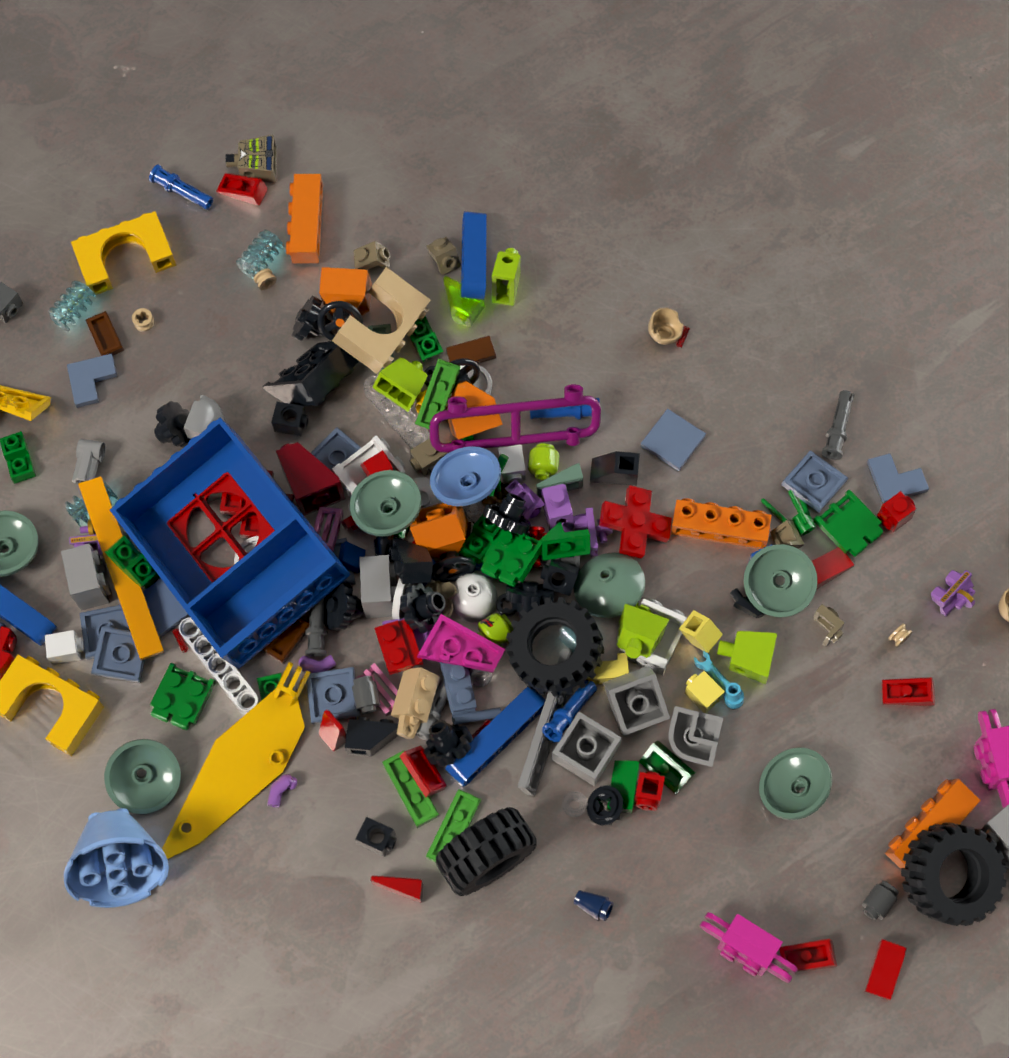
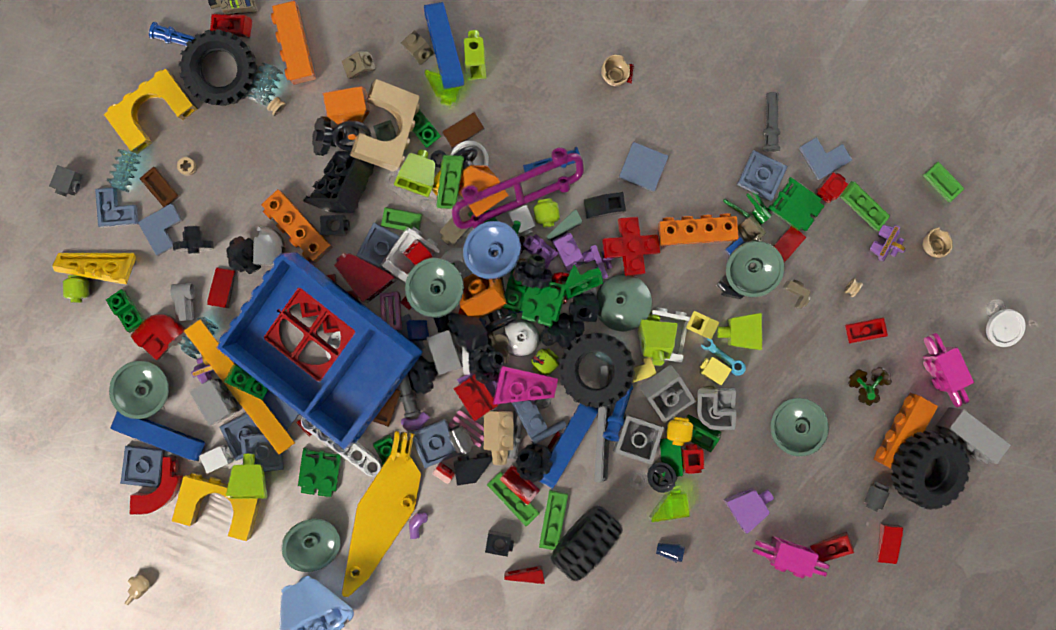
camera: 25 degrees left, 20 degrees up
(40, 350) = (109, 212): none -> sand blue tile
(46, 488) = (158, 334): none -> red brick
(91, 676) = (247, 480): none -> lime torso
(121, 396) = (193, 241): none -> black plant
(136, 459) = (221, 288): none -> red slope
(203, 198) = (192, 73): none -> black tyre
(247, 410) = (296, 225): none -> orange brick
(364, 430) = (400, 219): none -> bright green tile
(608, 846) = (671, 506): none -> clear neon green slope
(641, 748) = (679, 430): none -> yellow head
(708, 872) = (749, 507): none -> medium lavender torso
(894, 768) = (869, 393): none -> dark brown plant
(933, 541) = (864, 206): none -> bright green tile

